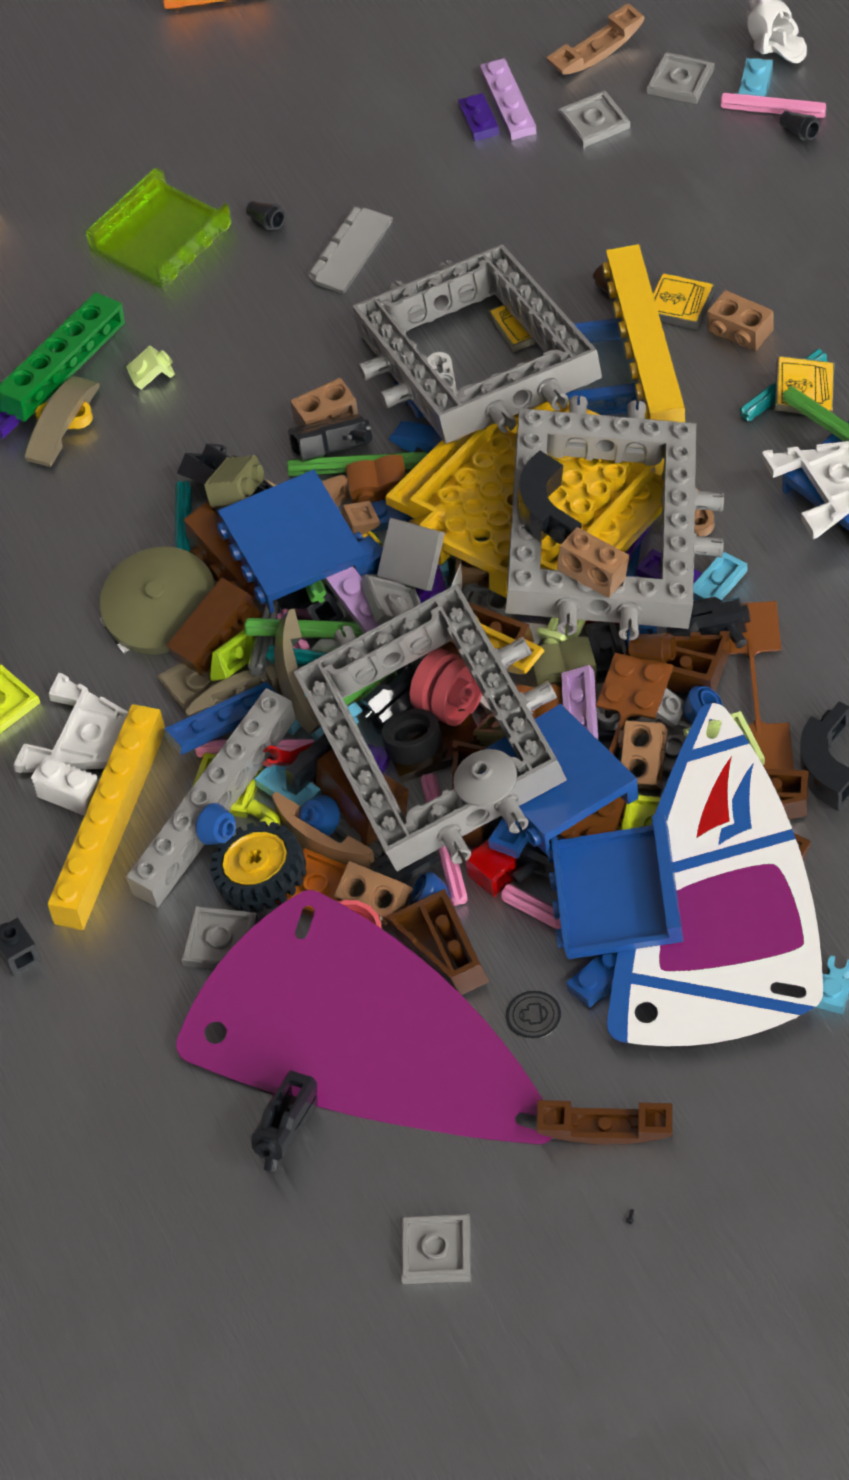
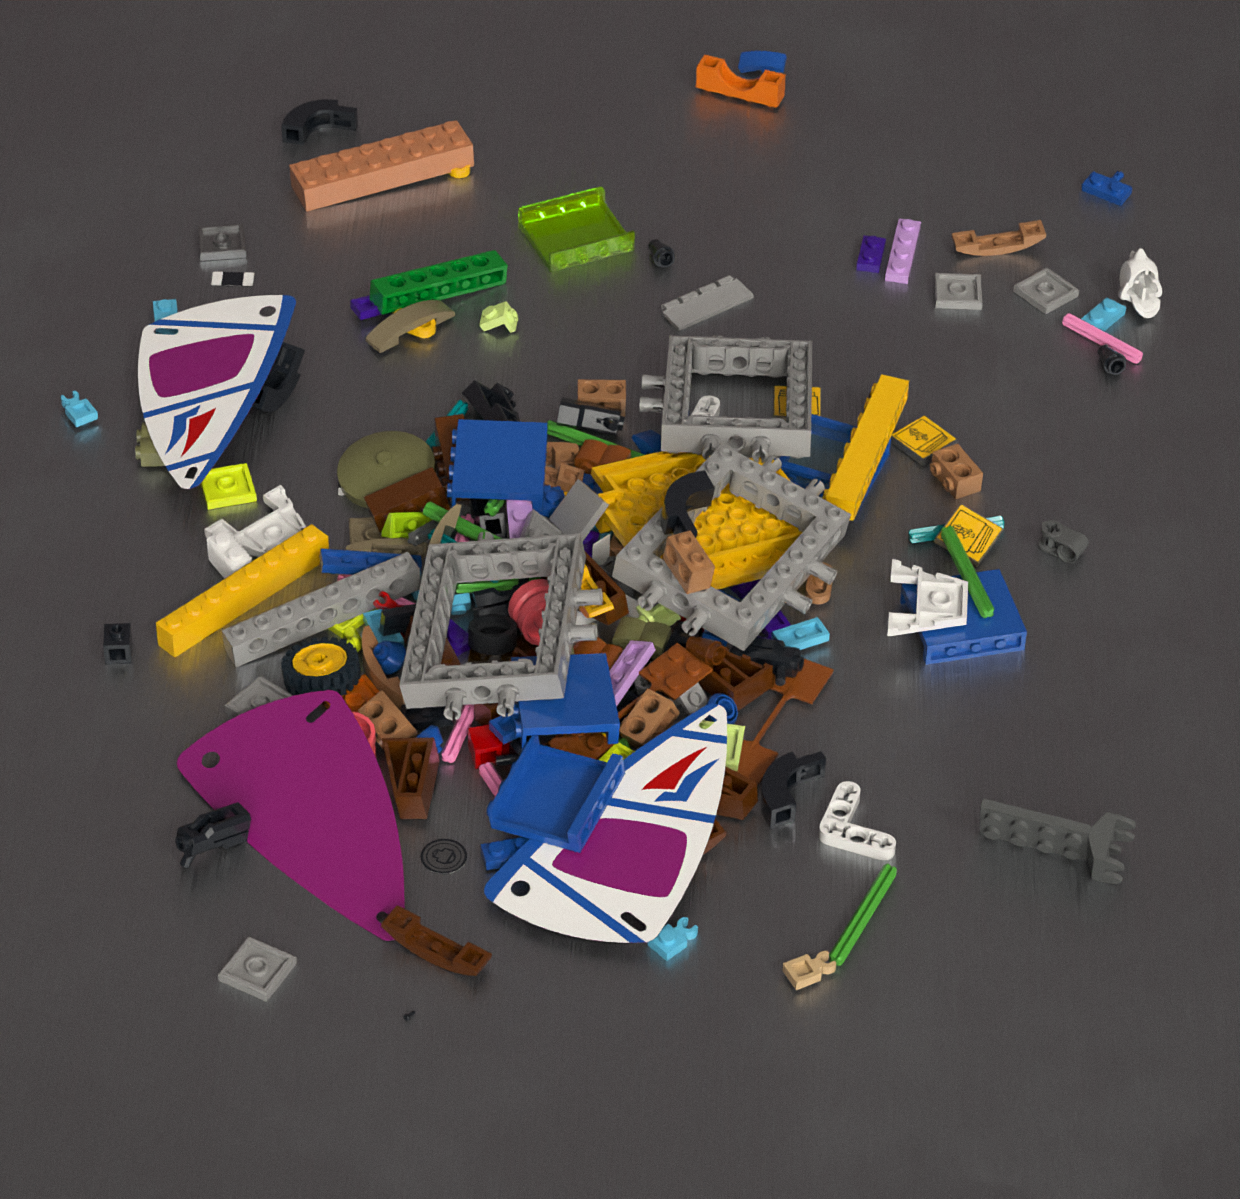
camera: 20 degrees right, 10 degrees down
(215, 824) = (306, 624): blue cone -> none
(234, 480) = (487, 406): olive brick -> none
(490, 786) = (500, 665): light grey dish -> none

